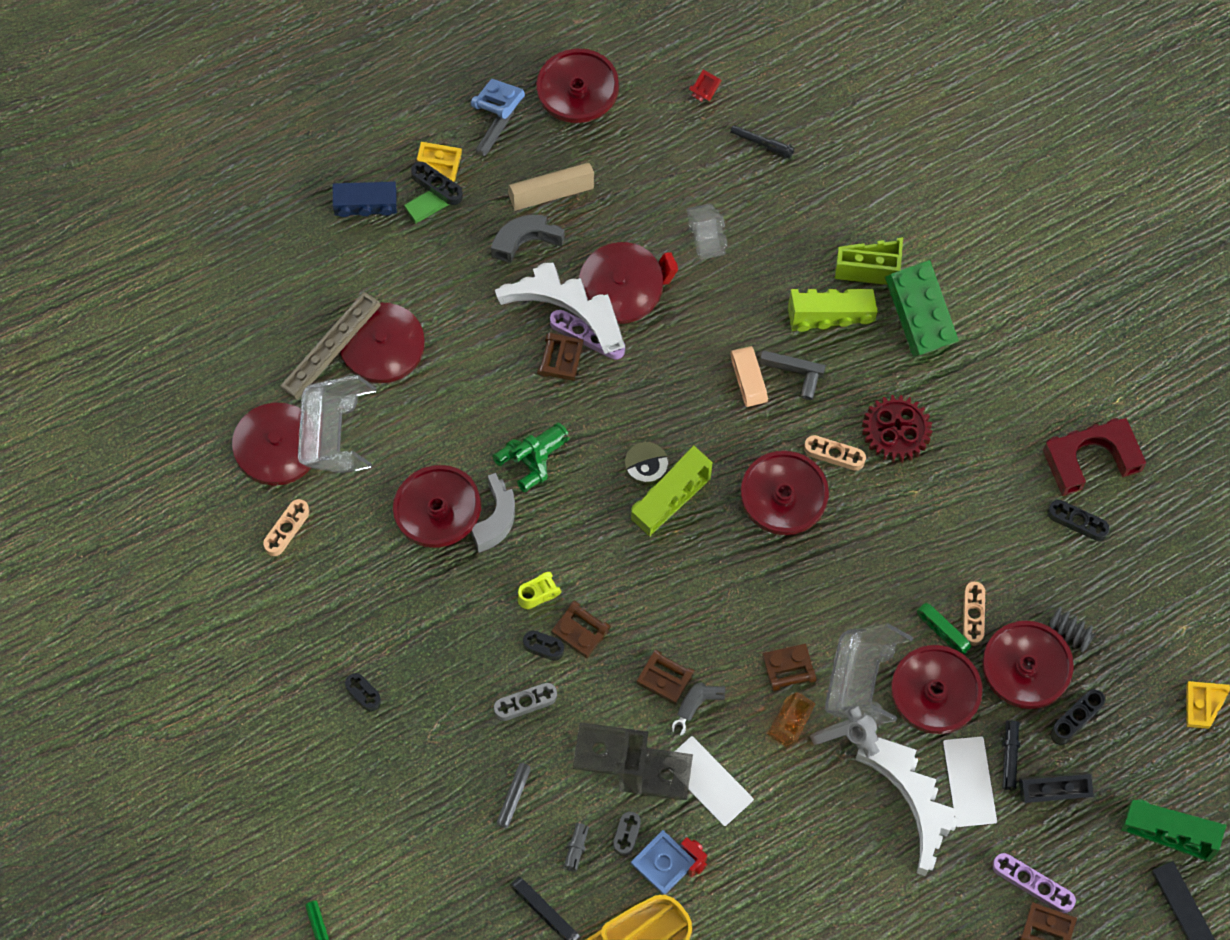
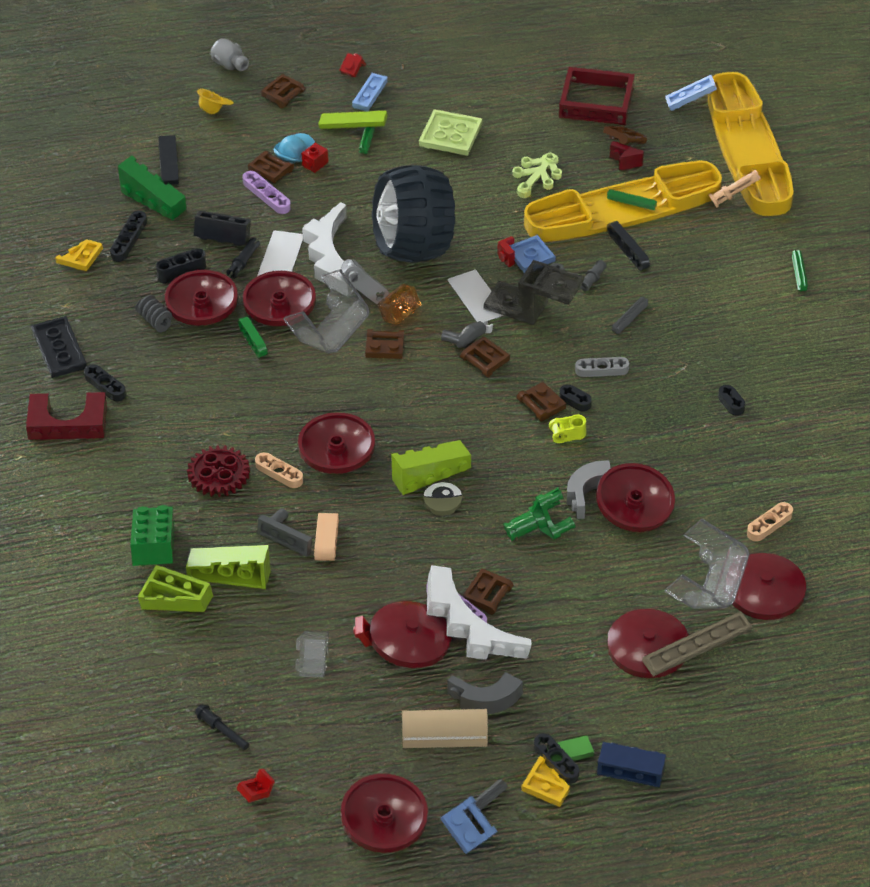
camera: 160 degrees left, 20 degrees down
(818, 827) = (413, 213): none -> black wheel
(967, 620) = (223, 351): light nougat beam -> none
(1157, 560) = (59, 346): none -> black tile
(1166, 755) = (132, 237): none -> black beam

